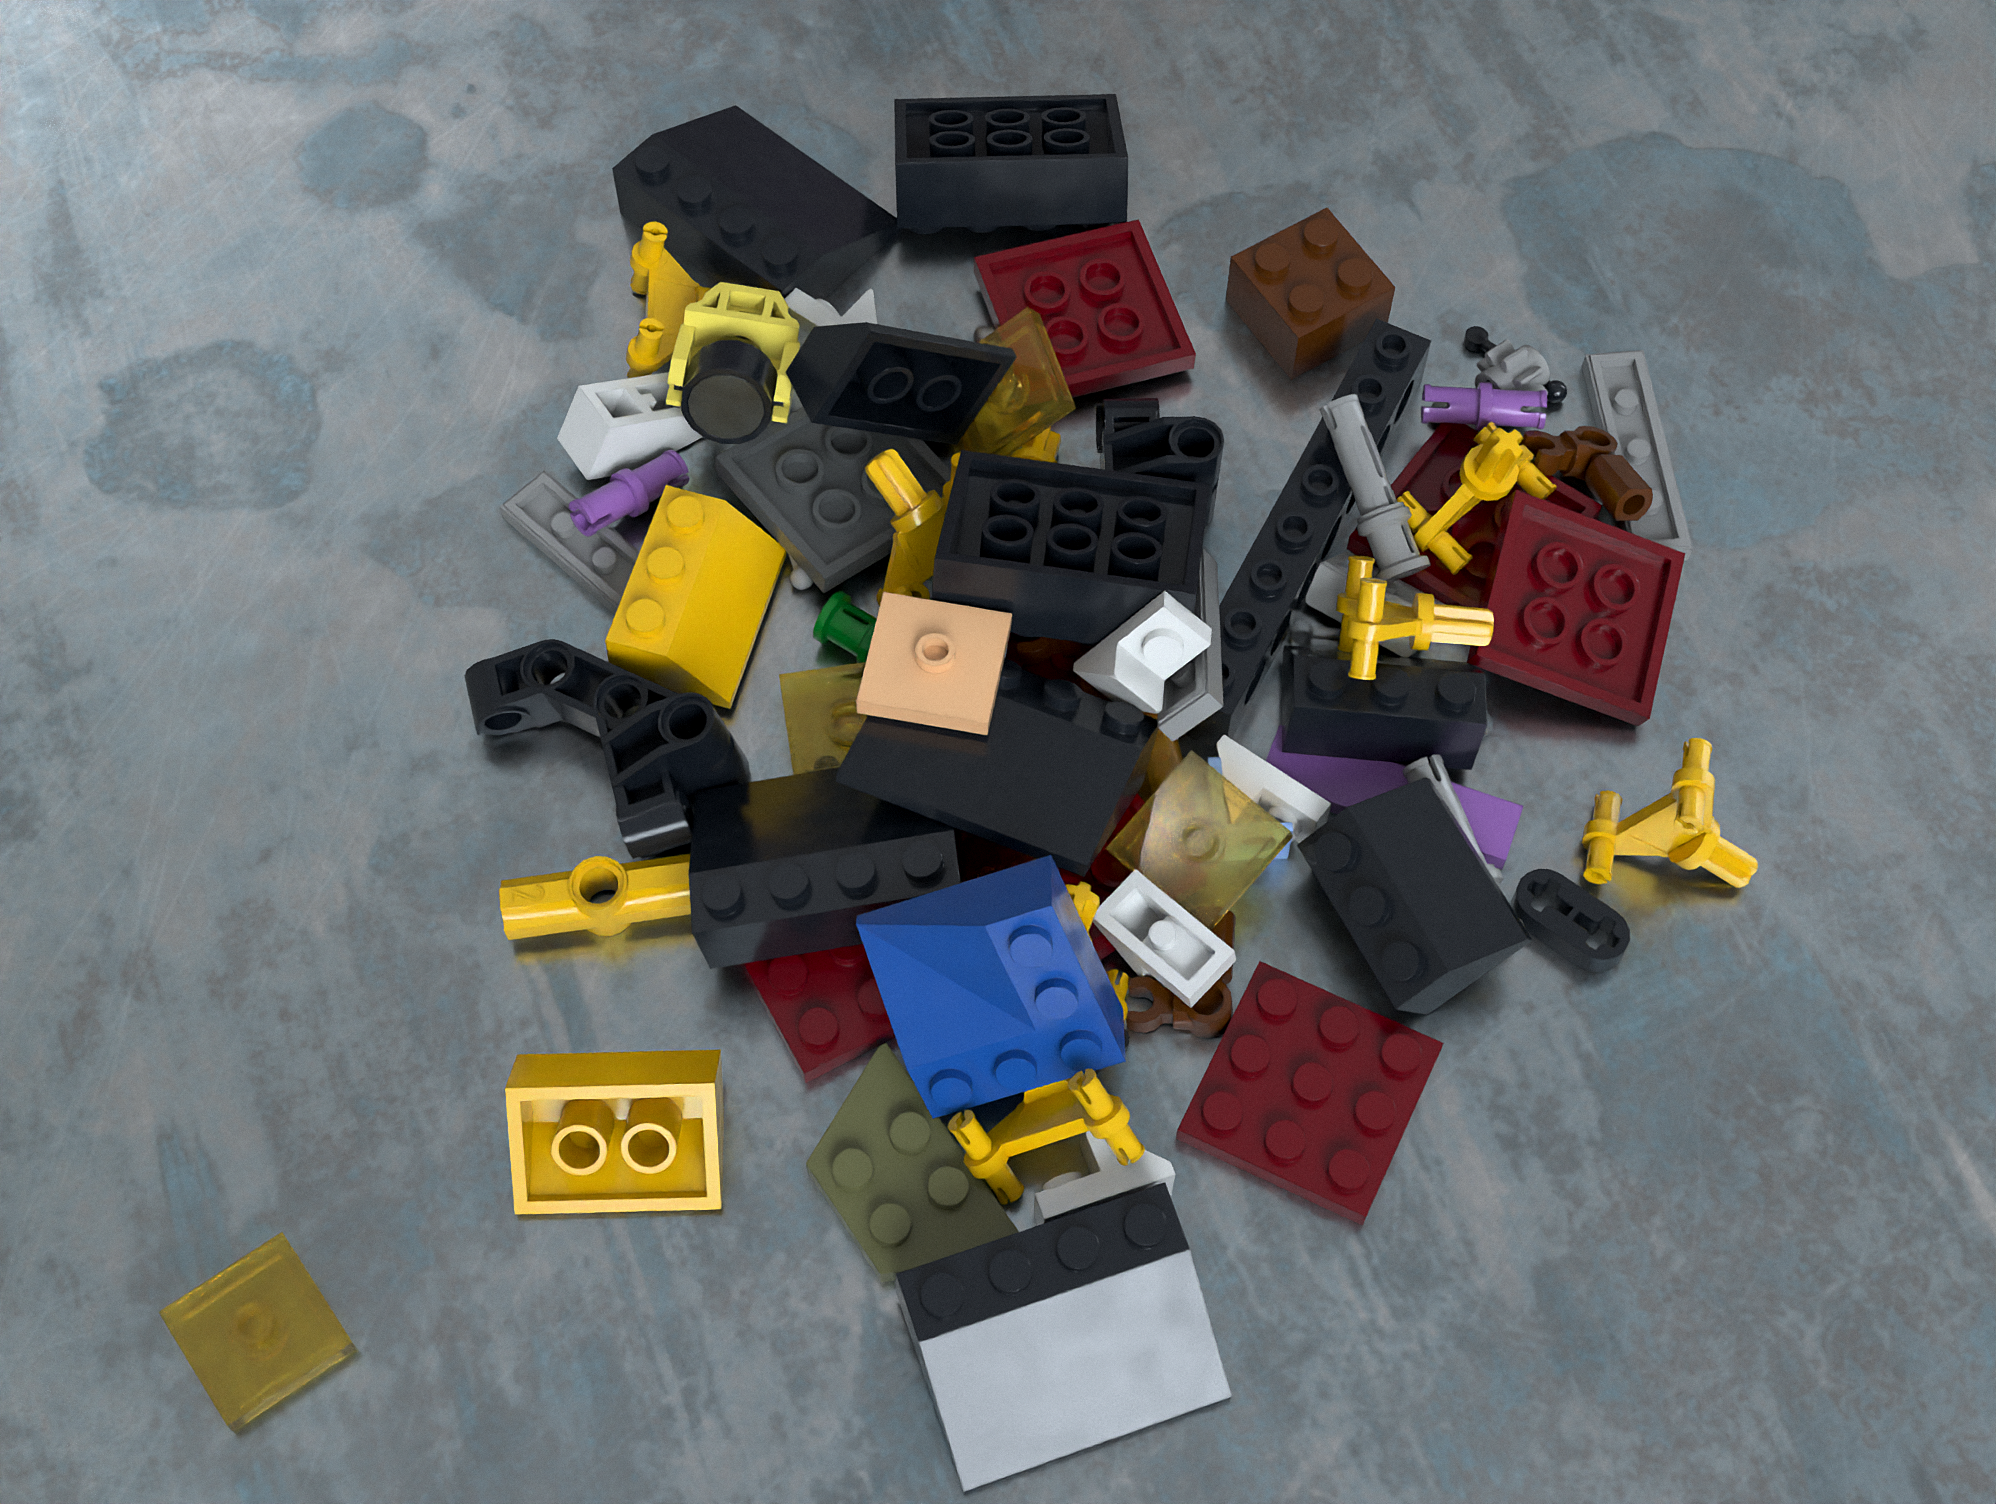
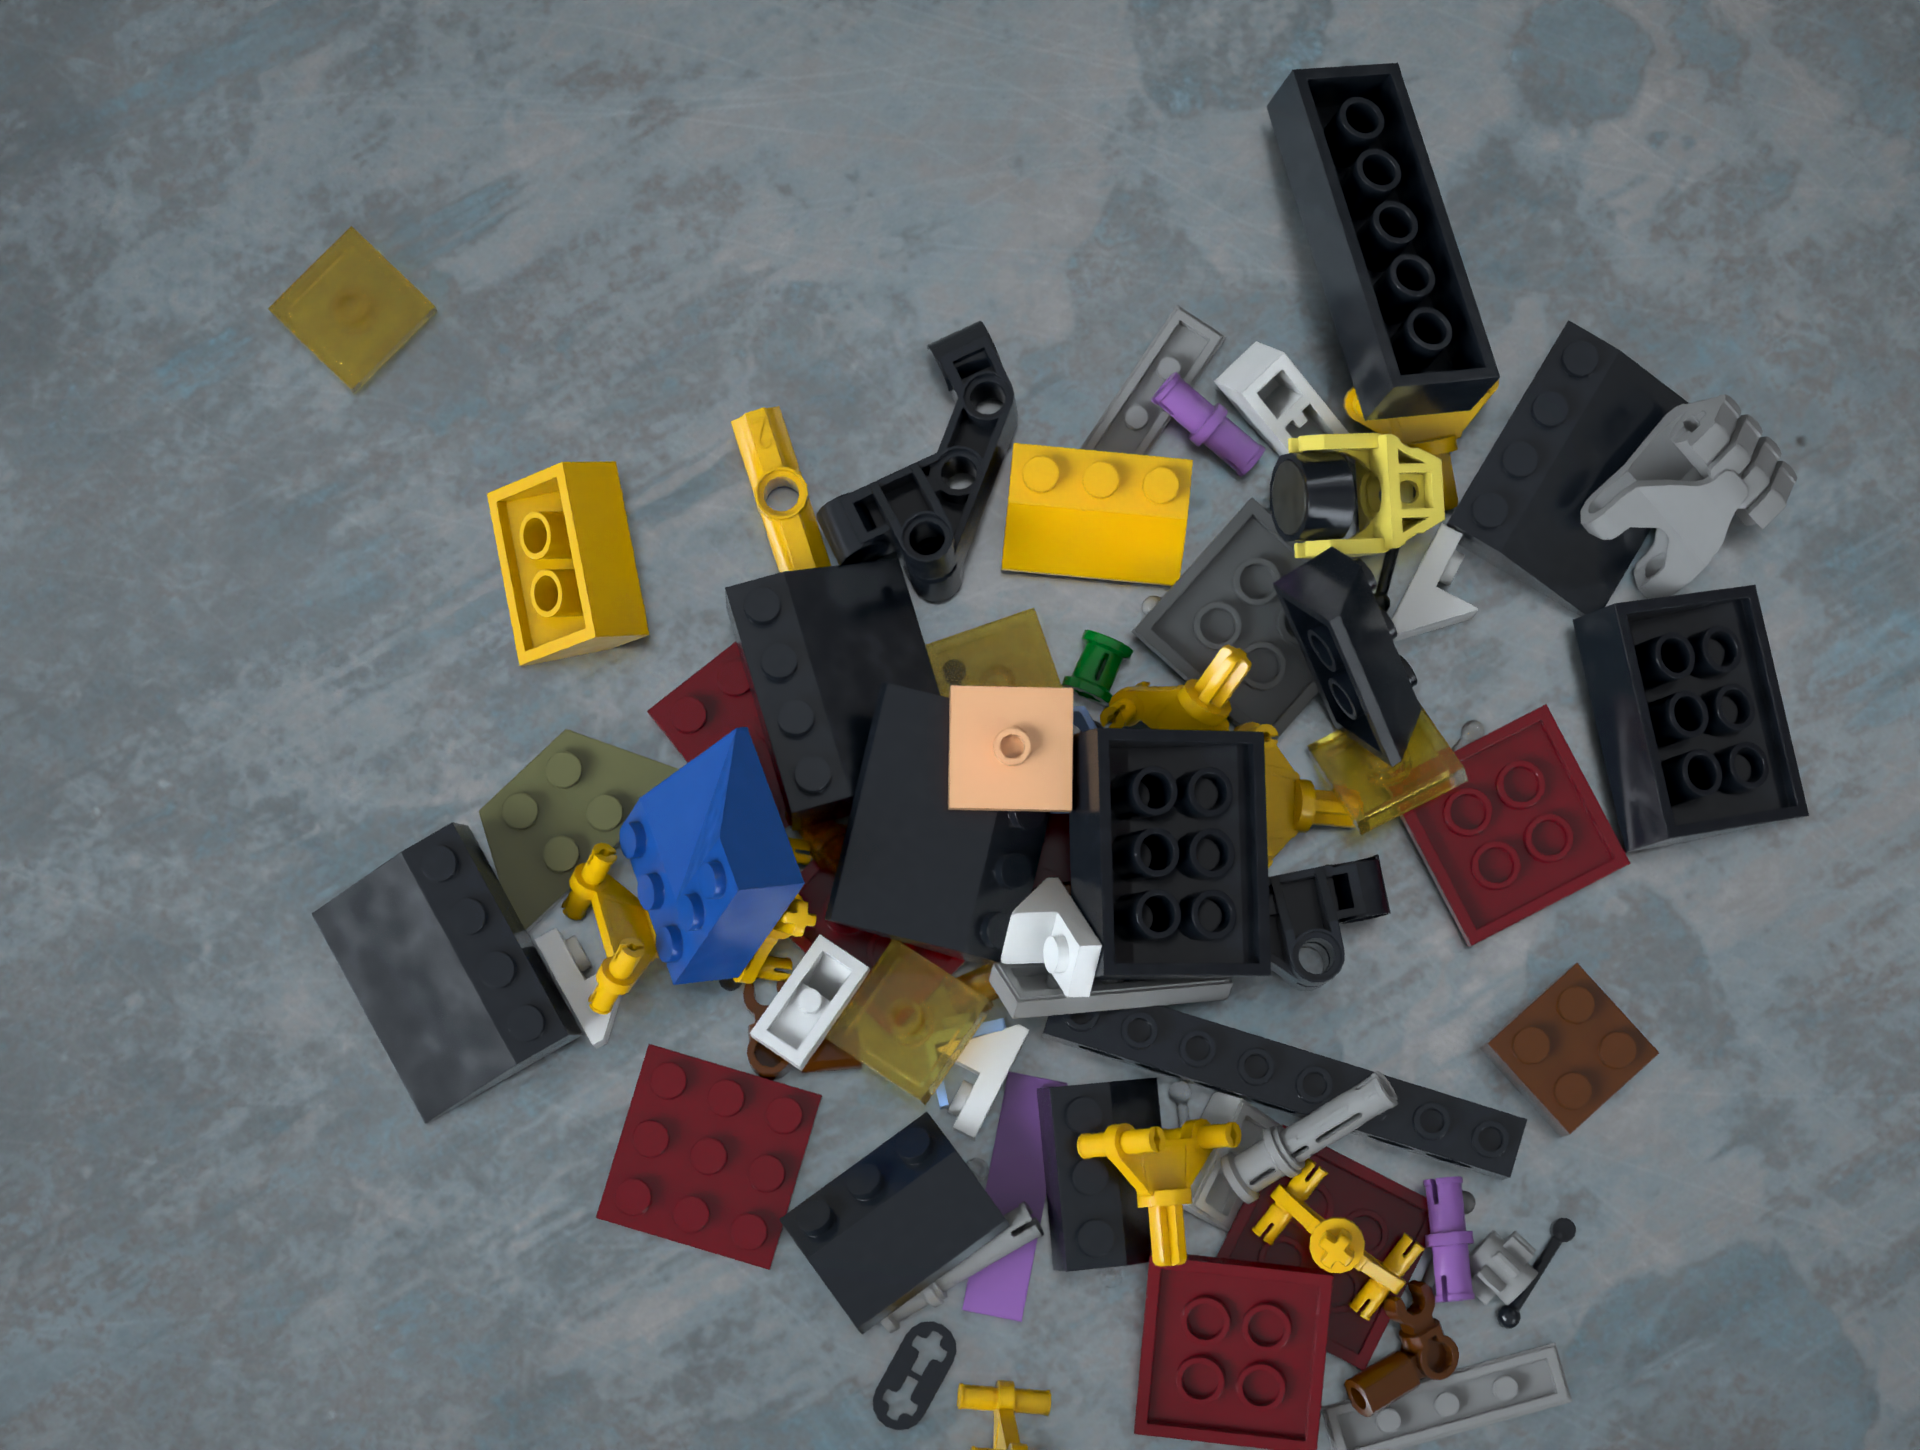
camera: 80 degrees right, 20 degrees up
(490, 292) = (1382, 241): none -> black brick
(801, 107) = (1688, 485): none -> light grey piece

